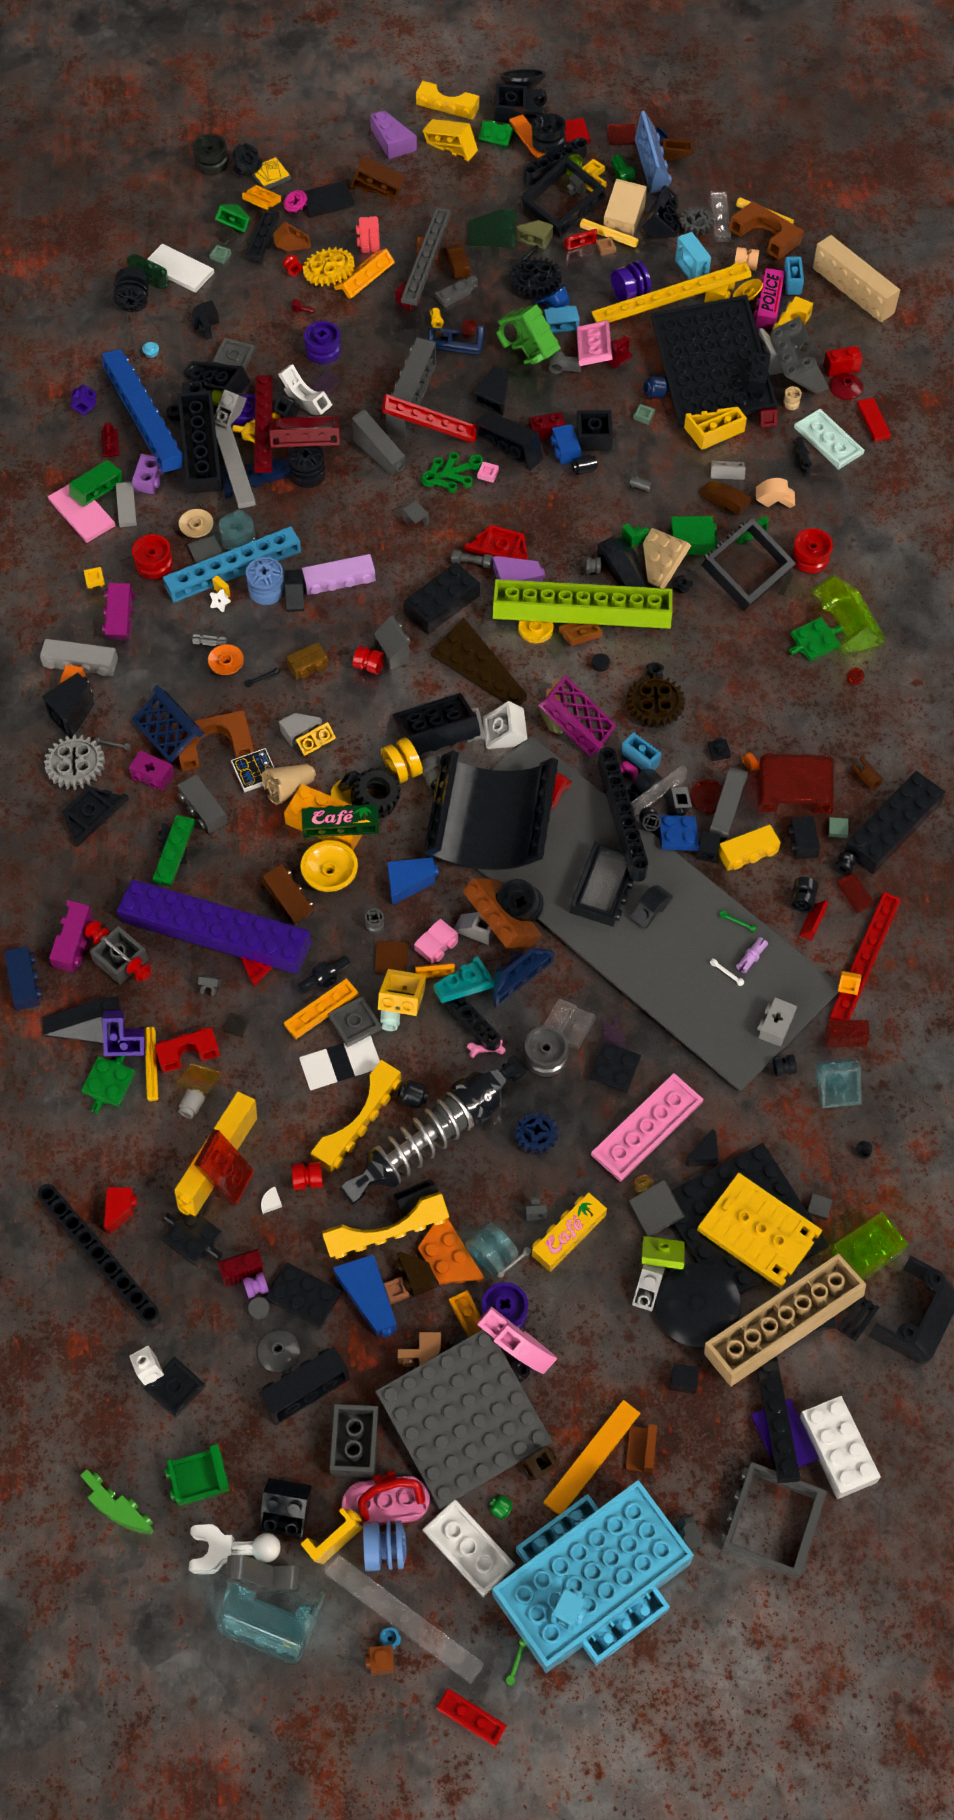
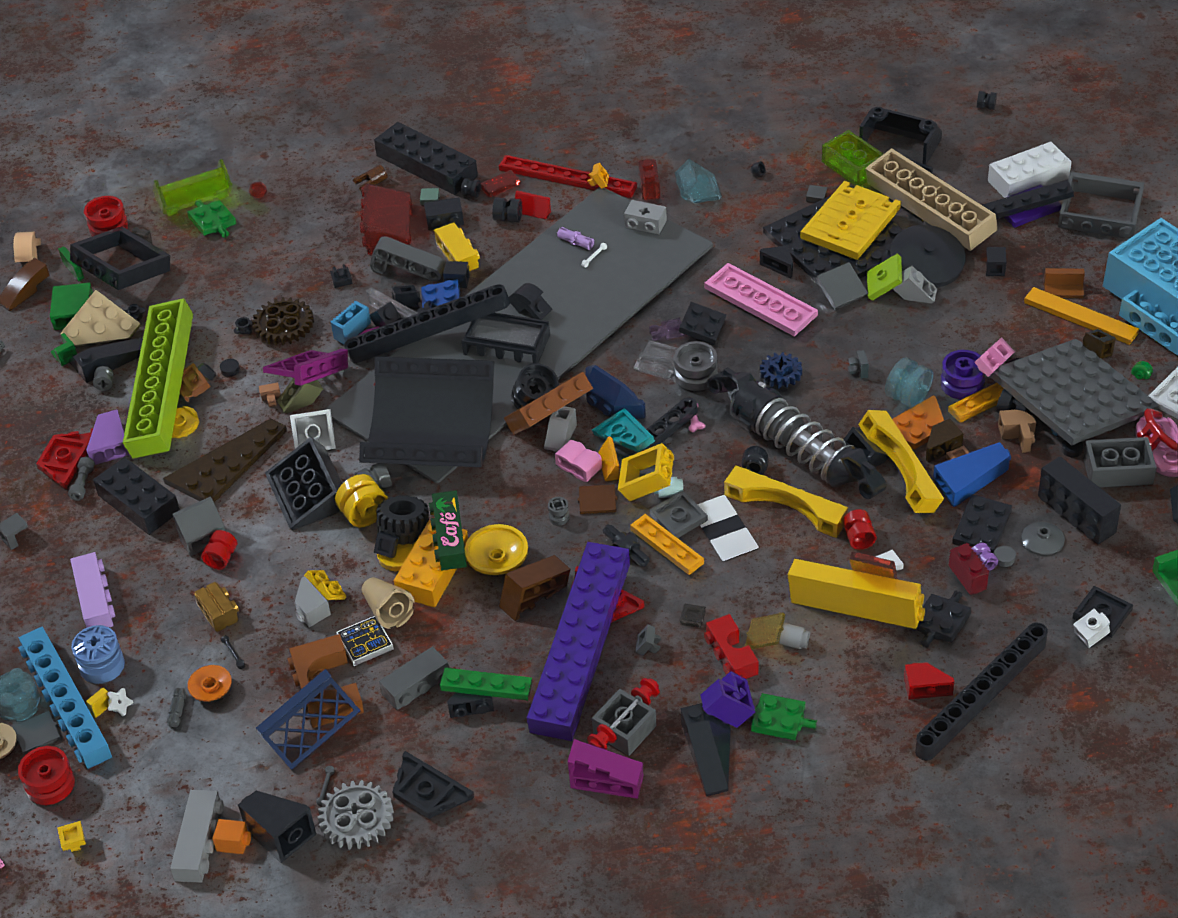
camera: 90 degrees left, 15 degrees down
(23, 978) = (660, 816): dark blue brick -> none
(118, 611) = (130, 798): magenta wedge -> none
(151, 770) = (368, 734): magenta brick -> none
(151, 1064) = (768, 678): yellow axle -> none
(294, 590) = (124, 629): black slope -> none
(410, 877) = (505, 489): blue slope -> none
(568, 1232) = (875, 339): yellow brick -> none
(592, 642) = (207, 371): none -> black tile
(643, 1183) = (818, 297): clear yellow plate -> none
(706, 795) = (392, 278): clear red tile -> none
(723, 914) = (531, 261): green hinge -> none
(749, 761) = (358, 252): orange tile -> none
(784, 1065) = (685, 216): black wheel -> none

